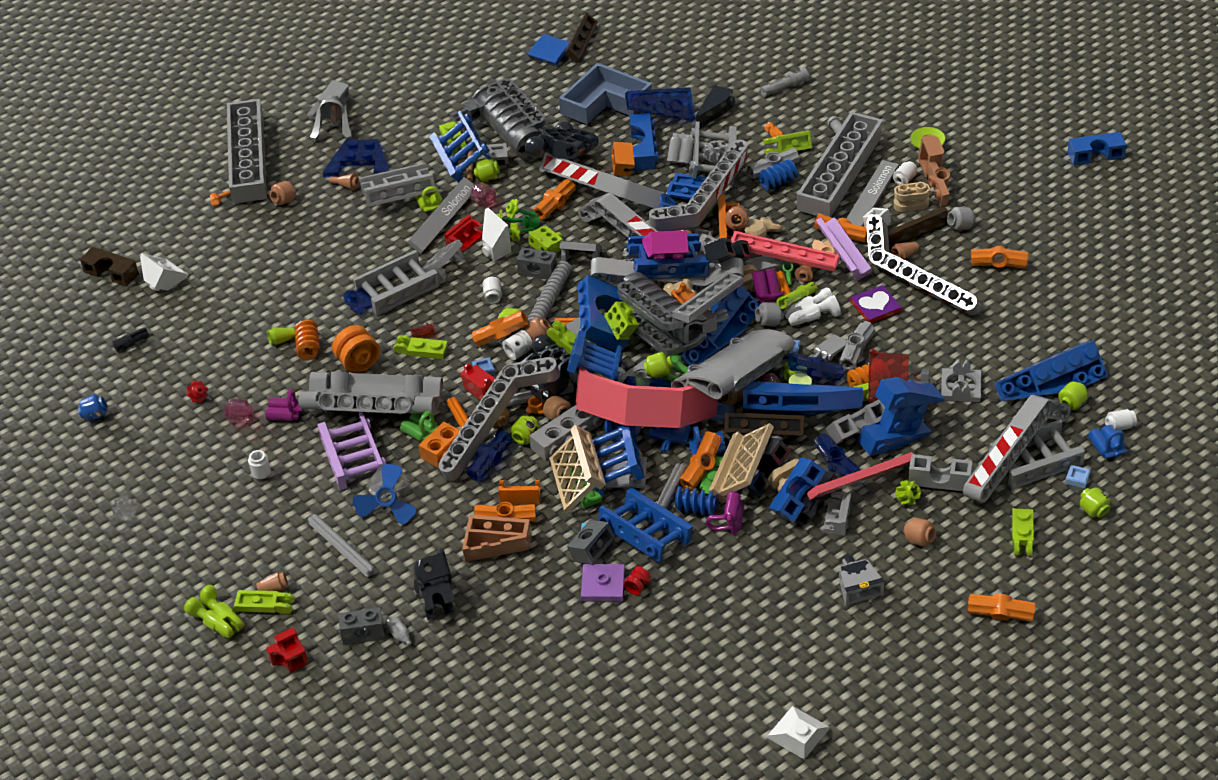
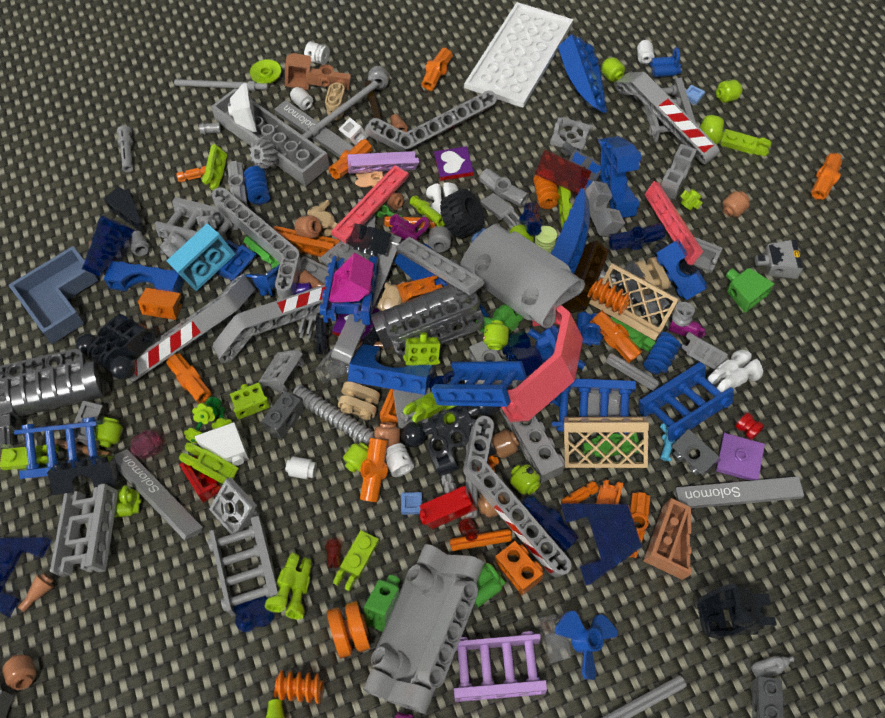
camera: 75 degrees left, 15 degrees up
(385, 362) = (381, 602): none -> bright green torso
(393, 312) = (291, 580): none -> lime piece
(445, 170) = (101, 470): none -> black arch
(468, 404) = (467, 528): none -> clear red pin
(474, 234) = (208, 463): none -> lime hinge
(485, 491) = (613, 533): none -> clear blue wing
(523, 473) = (581, 494): none -> orange axle
(558, 297) = (359, 400): none -> tan brick
(564, 587) = (740, 492): none -> light grey tile
(669, 159) = (201, 257): none -> medium azure slope
(680, 125) = (139, 245): none -> light grey cone
(685, 550) = (733, 375): none -> white piece
(706, 526) = (704, 351): none -> light grey hinge
(735, 493) = (683, 314): none -> light grey wheel
(736, 437) = (609, 296): none -> orange piece
(806, 558) = (748, 288): none -> bright green torso
(807, 161) = (263, 153): none -> light grey gear
(813, 314) = (462, 213): none -> black tyre
(848, 129) = (242, 108): none -> white slope
(865, 191) = (314, 129): none -> light grey bar
(905, 133) = (252, 85): none -> light grey bar
(972, 165) = (319, 52): none -> white piece
(1013, 490) = (713, 127): none -> lime helmet
(1061, 317) = (519, 54): none -> white plate

